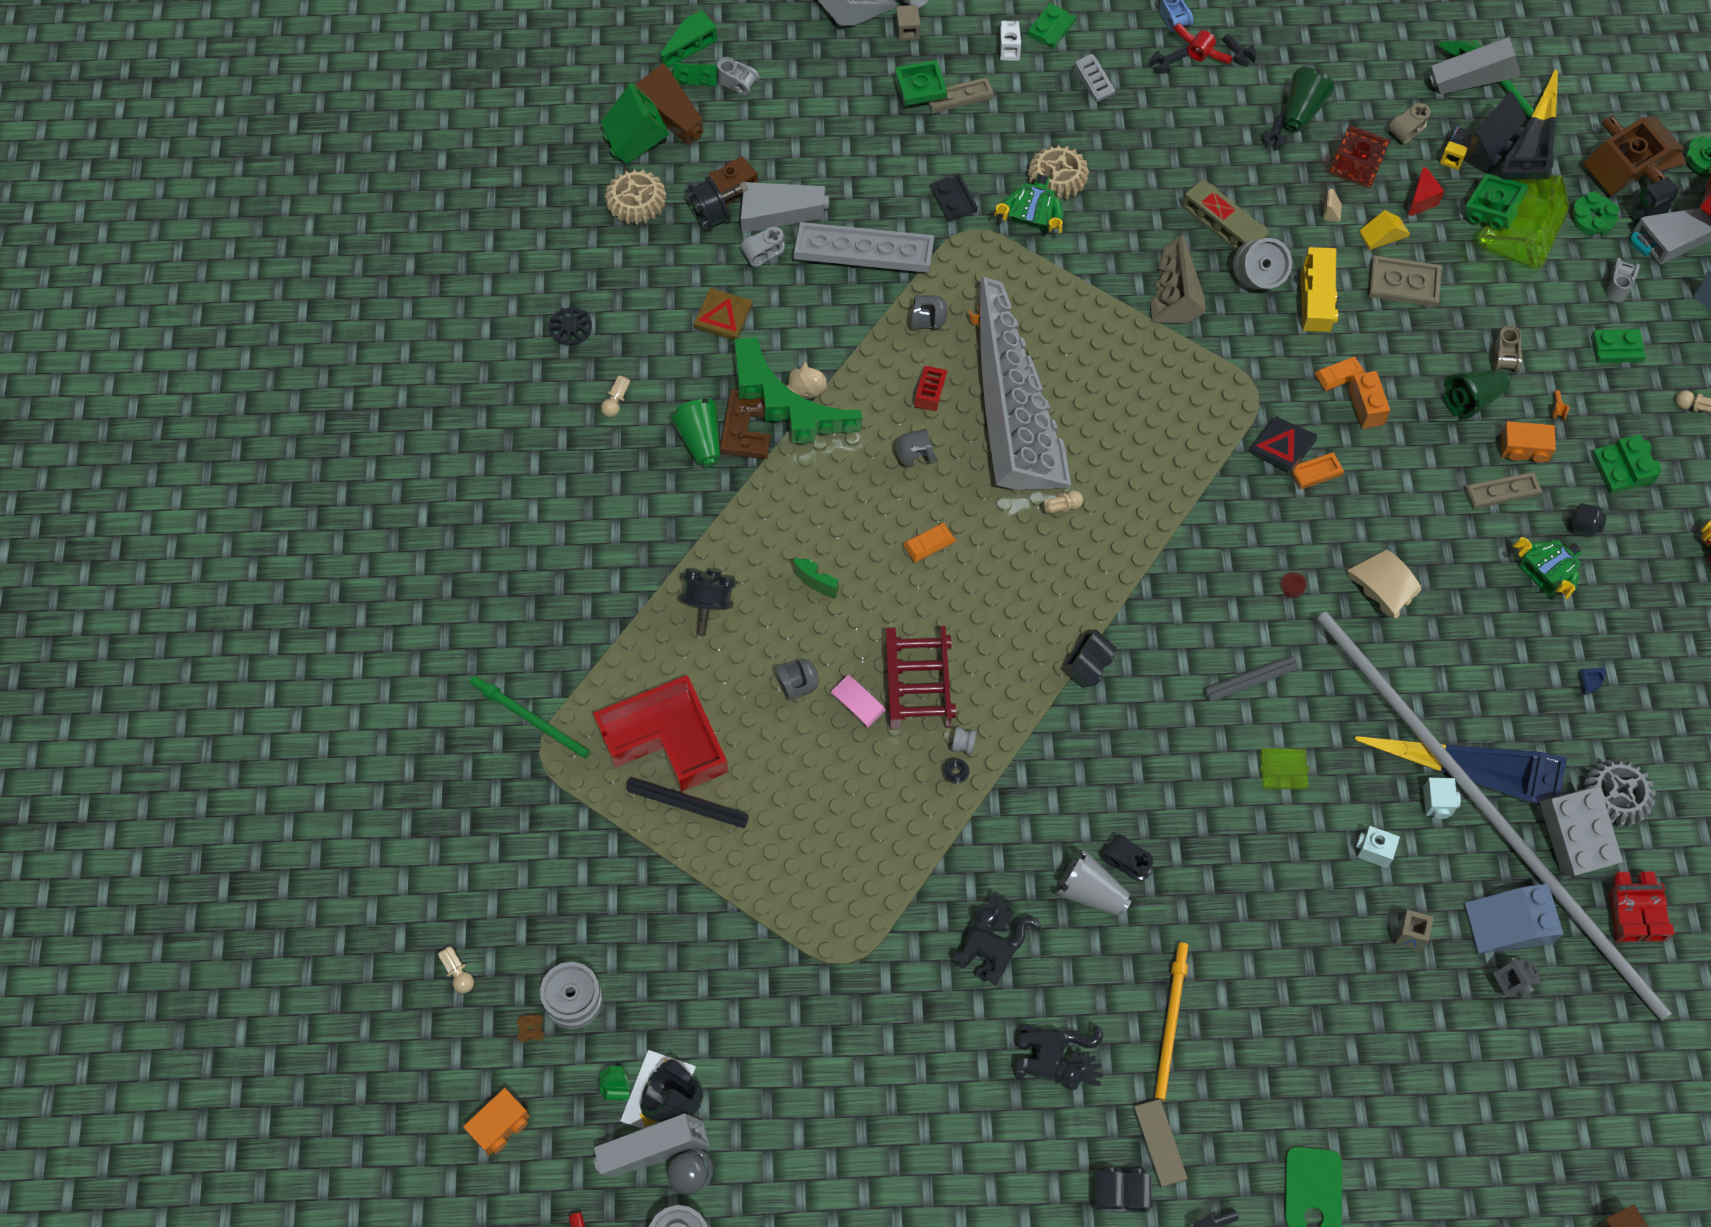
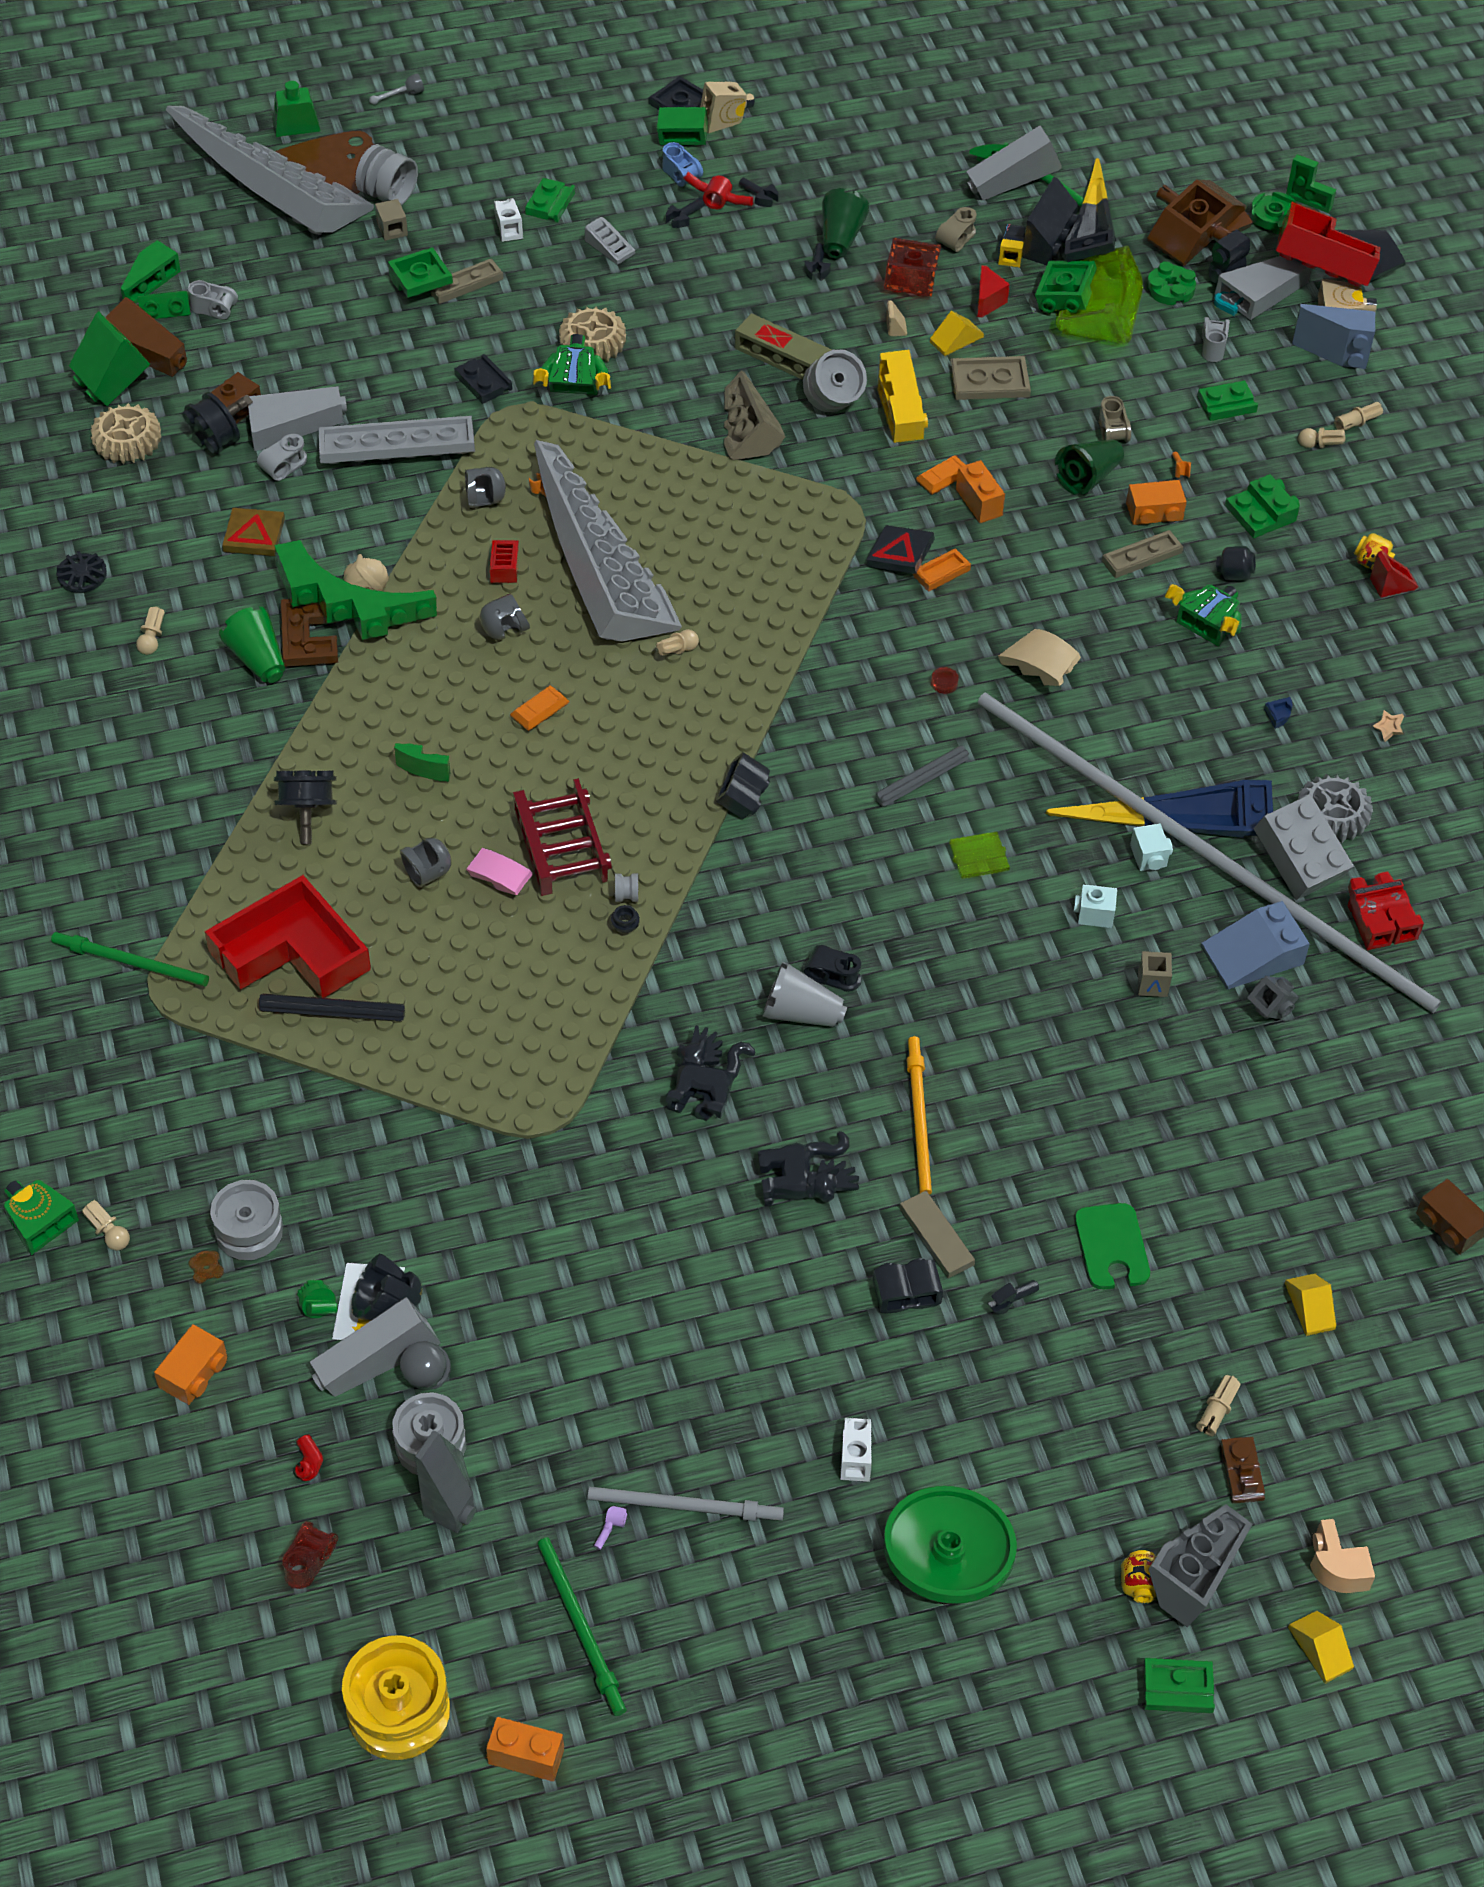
camera: 15 degrees left, 10 degrees down
(401, 946) = (38, 1213): none -> green torso
(1691, 716) = (1389, 725): none -> light nougat piece

